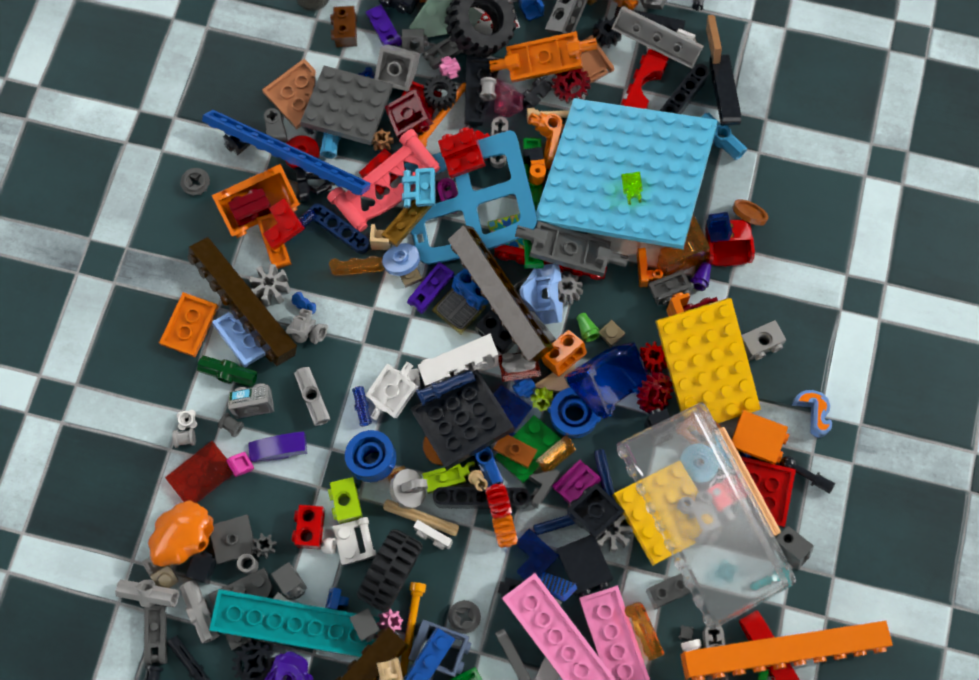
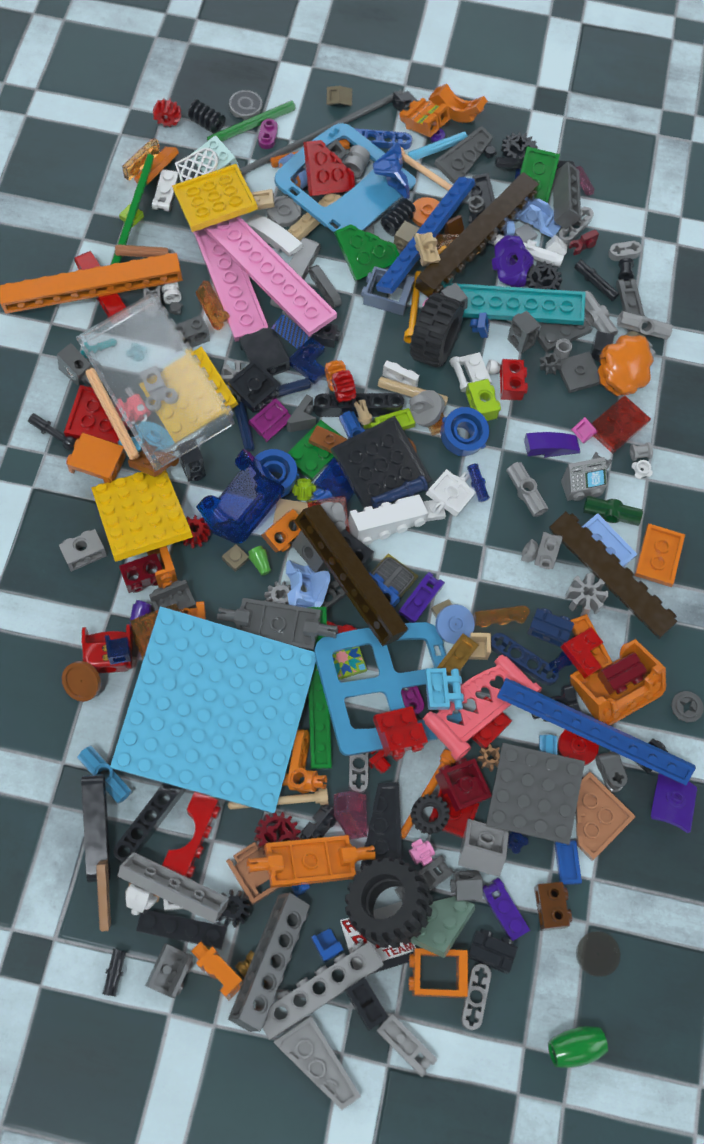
camera: 170 degrees right, 5 degrees down
(227, 93) = (674, 802): none -> dark purple shield
(303, 303) = (549, 578): blue piece -> none
(310, 253) = (550, 627): none -> dark blue brick
(325, 57) = (568, 863): none -> blue tile
(473, 613) = (365, 310): dark grey gear -> none
(488, 88) = (374, 819): light grey bush -> none
(535, 159) = (315, 716): leg -> none
(556, 454) = (292, 439): clear orange tile -> none
(632, 186) = (211, 681): clear neon green plate -> none
(654, 392) = (195, 491): dark red gear -> none
(819, 409) = (33, 485): medium blue animal -> none

